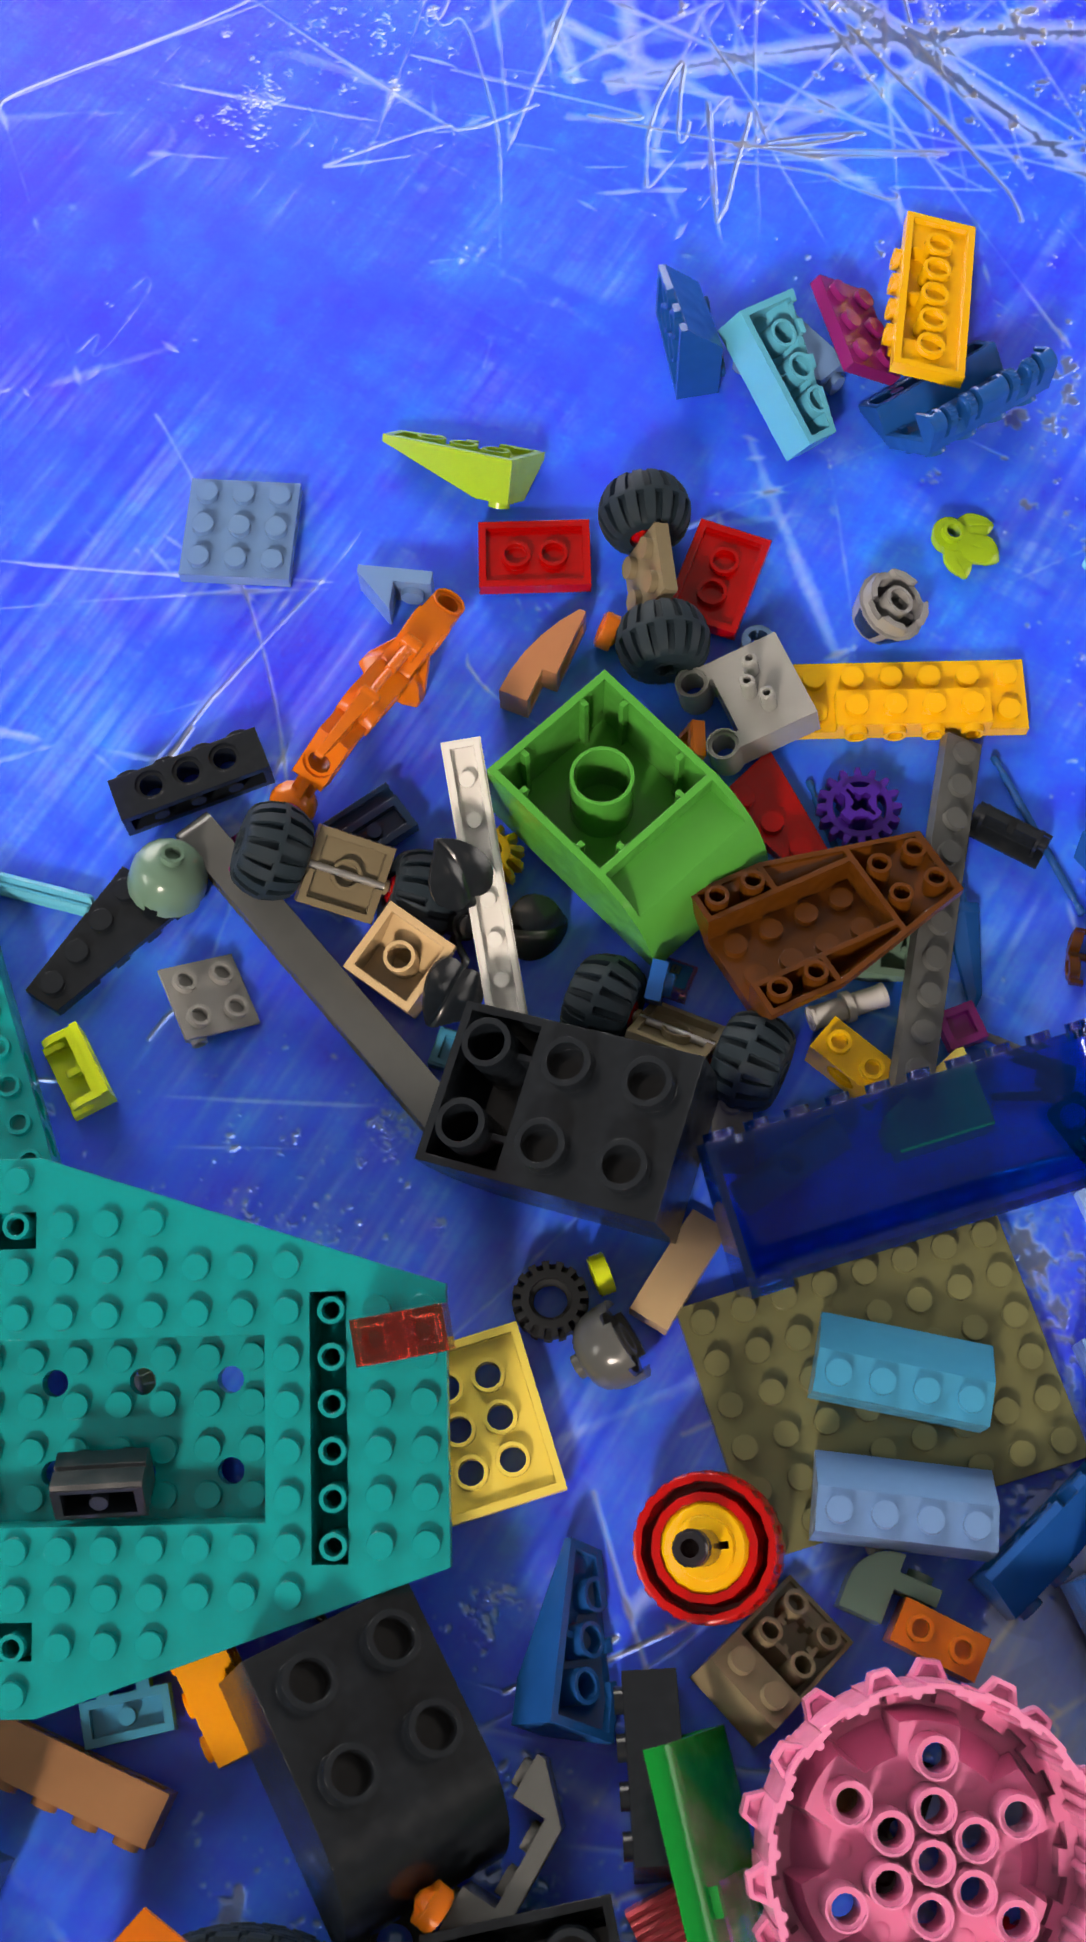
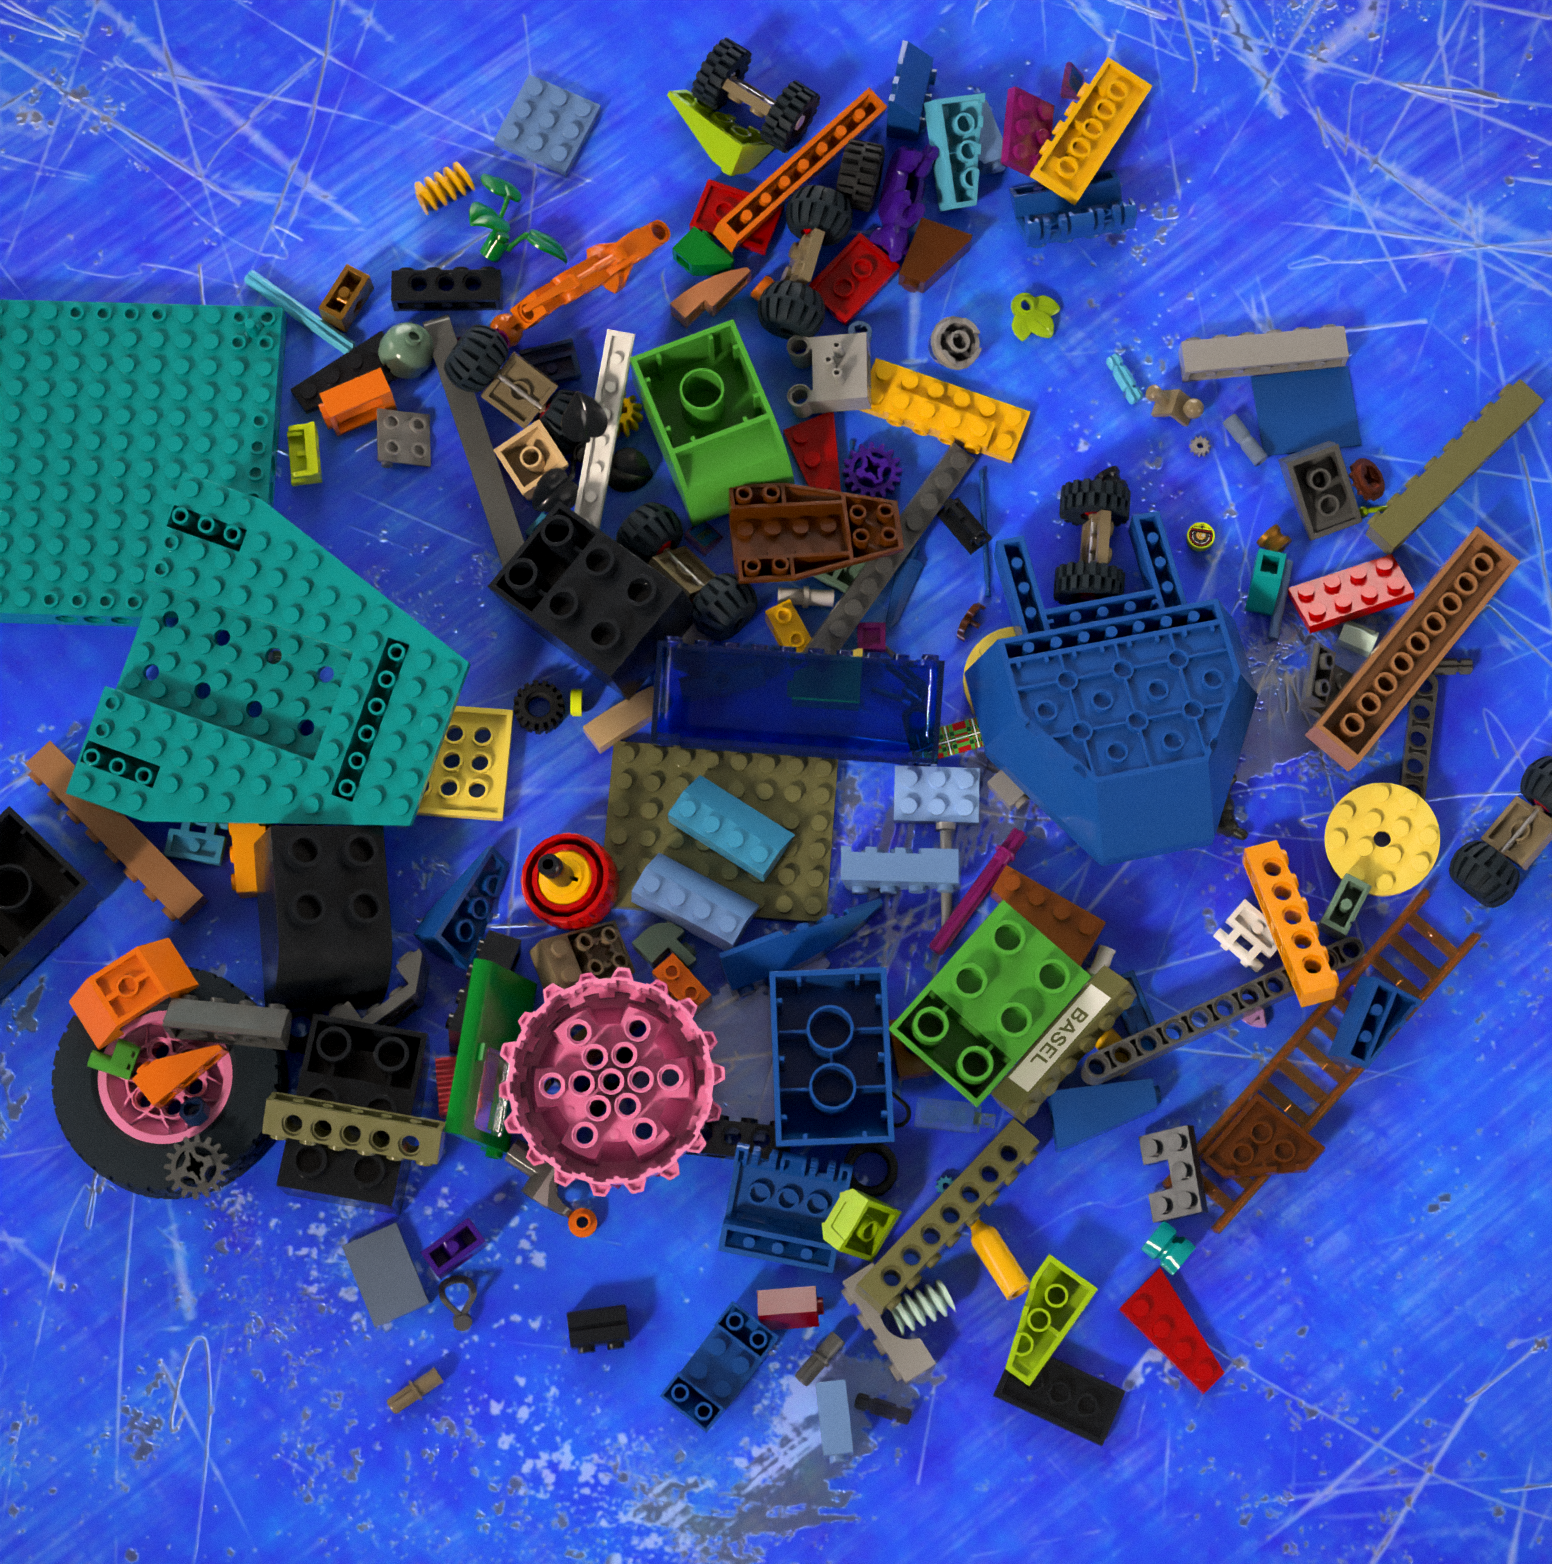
camera: 20 degrees right, 5 degrees up
(58, 839) = (346, 298): none -> pearl gold brick
(102, 1483) = (228, 703): black brick -> none
(125, 972) = (356, 402): none -> orange window
(134, 651) = (443, 187): none -> yellow piece
(235, 693) = (498, 239): none -> green plant
(390, 584) = (632, 202): medium blue slope -> none
(402, 1334) = (430, 679): clear red brick -> none
(431, 1906) = (326, 1001): orange tile -> none
(445, 394) = (723, 79): none -> black plate
(511, 618) = (700, 254): none -> green slope
(593, 469) = (799, 170): none -> orange brick
(607, 1349) = (561, 746): dark grey cylinder -> none
(659, 983) = (687, 535): blue plate -> none
(676, 440) = (861, 173): none -> black tyre
(695, 737) = (781, 388): orange tile -> none
(738, 456) = (902, 198): none -> dark purple animal
(803, 512) = (932, 254): none -> reddish brown slope
(873, 258) = (1072, 82): none -> clear pink slope

